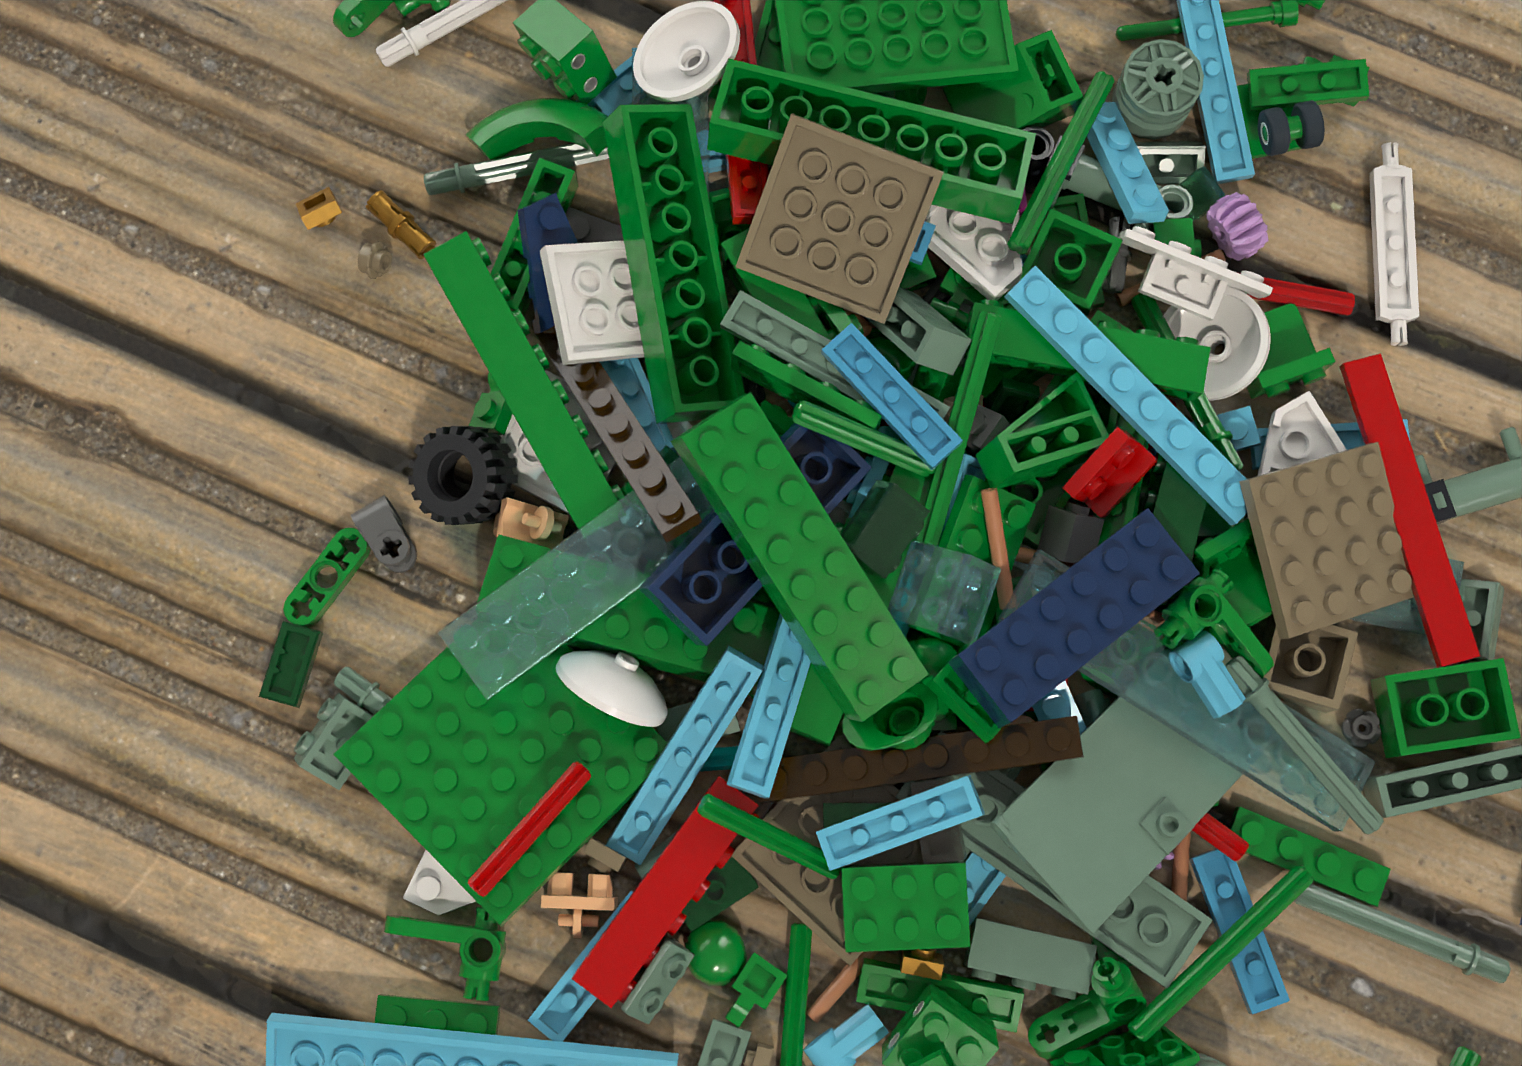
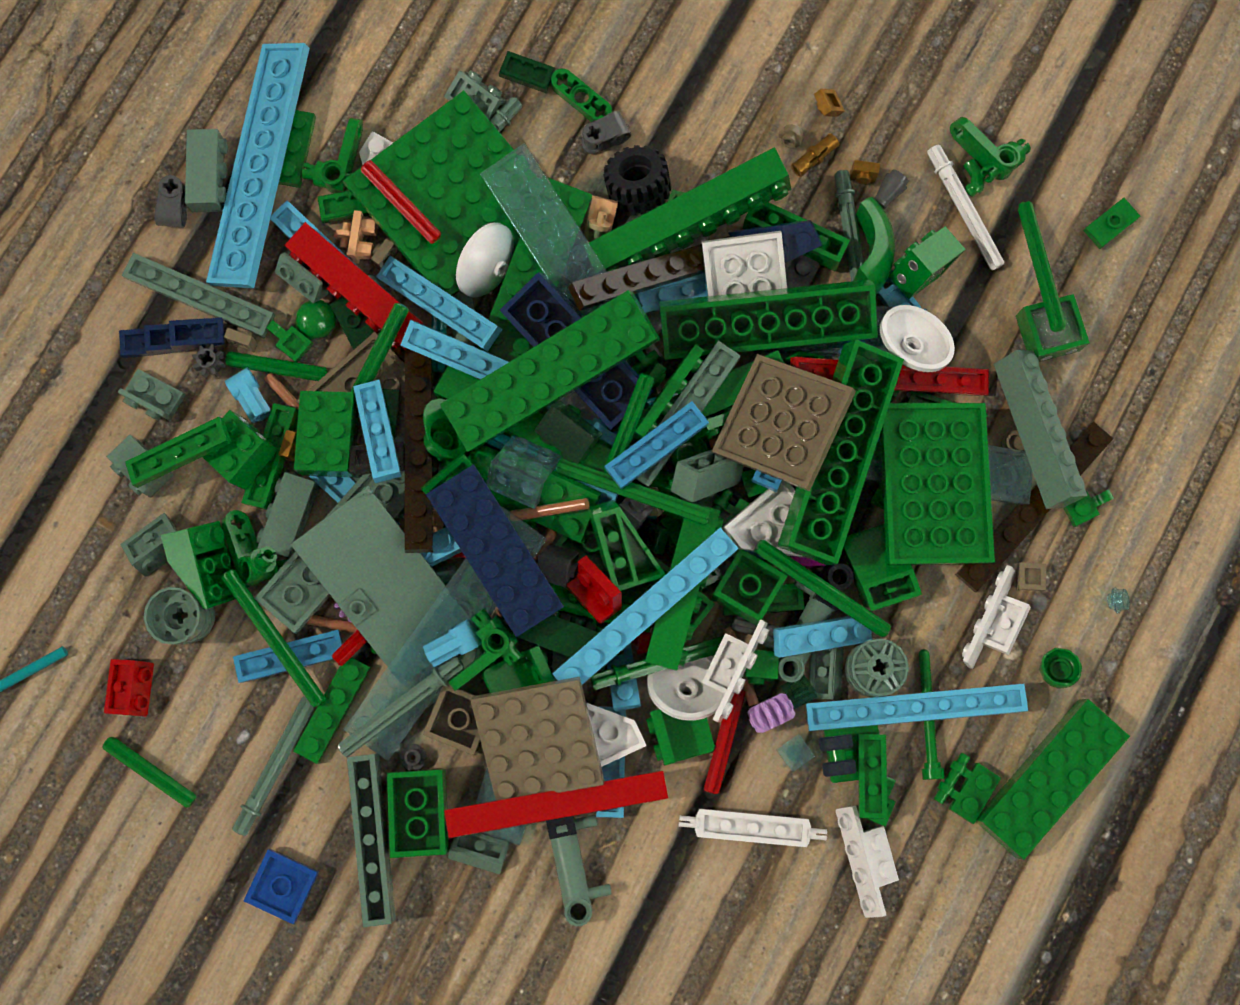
camera: 90 degrees right, 0 degrees up
(424, 150) = (864, 171): none -> pearl gold plate
(446, 113) = (891, 188): none -> dark grey cone
(531, 936) = (338, 207): none -> green plate
(1283, 193) = (795, 753): none -> clear light blue plate
(1415, 88) = (869, 860): none -> white bracket

